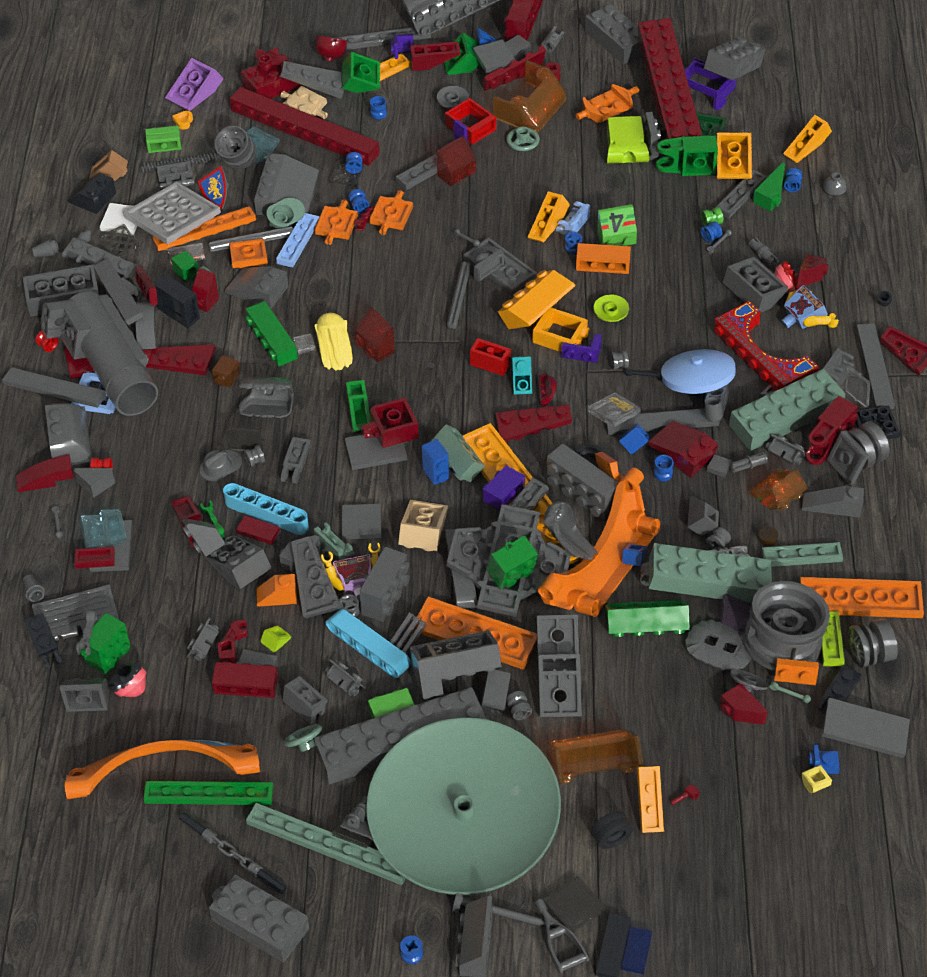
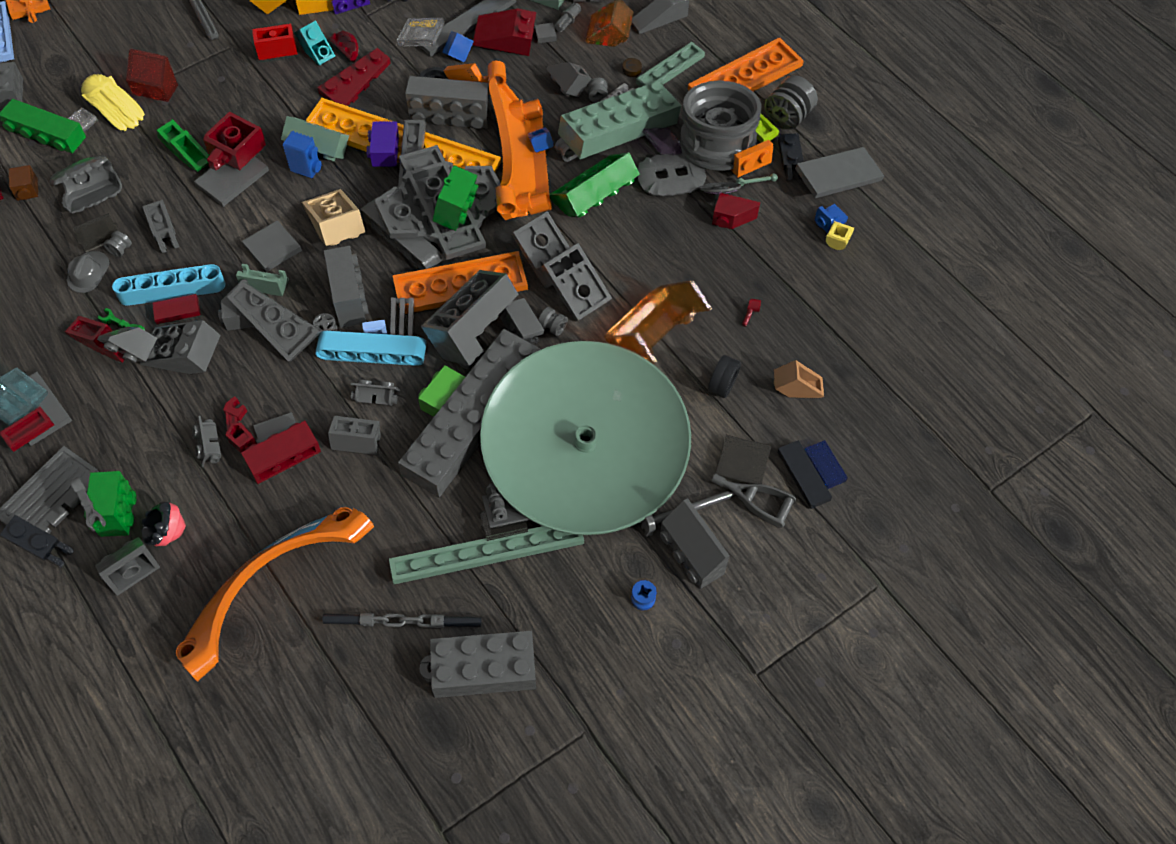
camera: 40 degrees left, 10 degrees up
(208, 793) = (332, 580): green plate -> none
(275, 638) = (276, 397): lime slope -> none
(278, 591) = (244, 352): orange slope -> none
(303, 737) = (386, 470): sand green piece -> none
(350, 573) = (308, 293): torso -> none
(382, 629) = (375, 327): none -> light blue tile
(562, 524) = (463, 147): dark grey hair -> none
(650, 799) = (733, 330): light orange plate -> none
(663, 468) = (504, 53): blue wheel -> none
(672, 873) = (798, 381): none -> medium nougat slope

